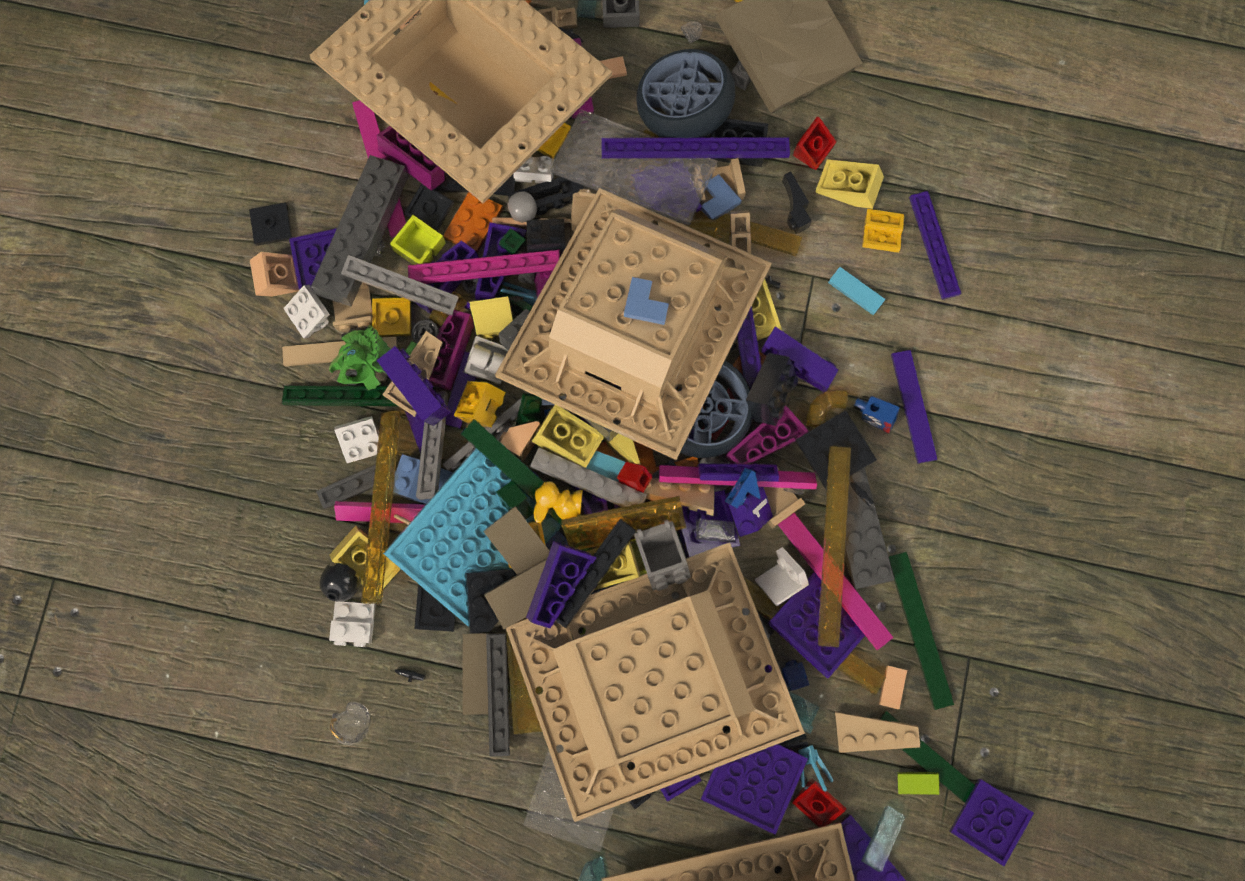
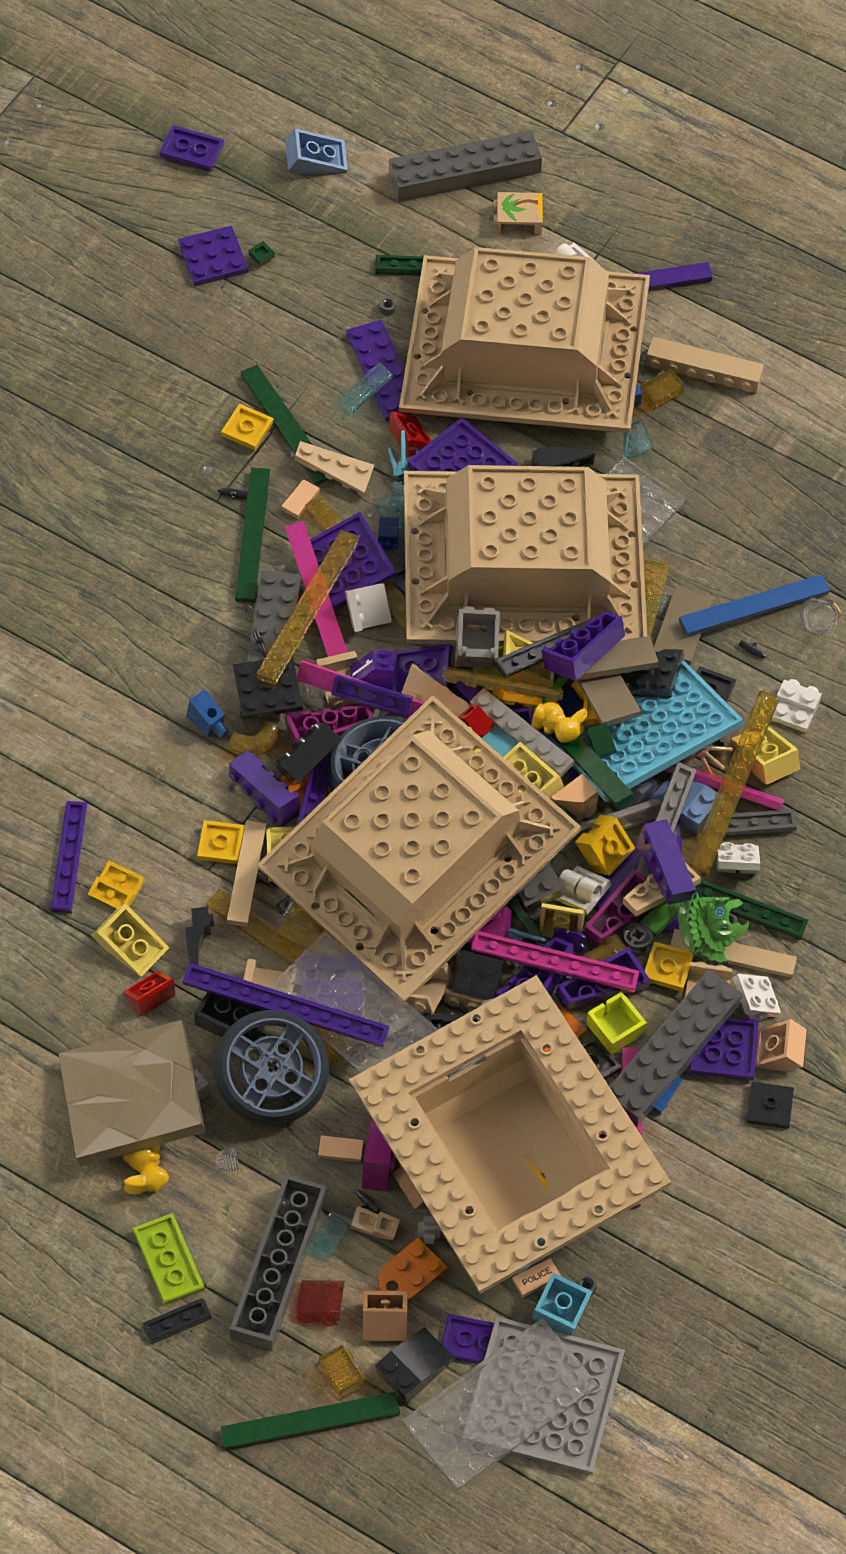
camera: 160 degrees left, 20 degrees down
(339, 582) = (797, 732): black cylinder -> none
(399, 285) = (649, 964): light grey plate -> none
(420, 721) = (754, 605): none -> blue tile
(498, 695) = (674, 600): dark grey tile -> none
(512, 241) = (515, 976): dark green plate -> none
(640, 306) = (422, 794): medium blue tile -> none
(664, 824) = (562, 457): none -> black slope
(715, 530) = (406, 659): clear tile -> none
(723, 198) = (274, 961): medium blue tile -> none
(741, 230) = (272, 916): tan slope -> none
(746, 484) = (377, 670): blue slope -> none
(780, 275) = (246, 873): none -> tan tile
(814, 299) = (220, 842): none -> yellow plate
(856, 291) = (172, 839): medium azure tile -> none
(914, 407) = (165, 718): dark purple tile -> none
(918, 783) = (313, 420): lime tile -> none
(957, 671) = (233, 493): none -> black helmet
(978, 751) = (247, 427): none -> yellow plate
(991, 822) = (263, 370): dark purple plate -> none

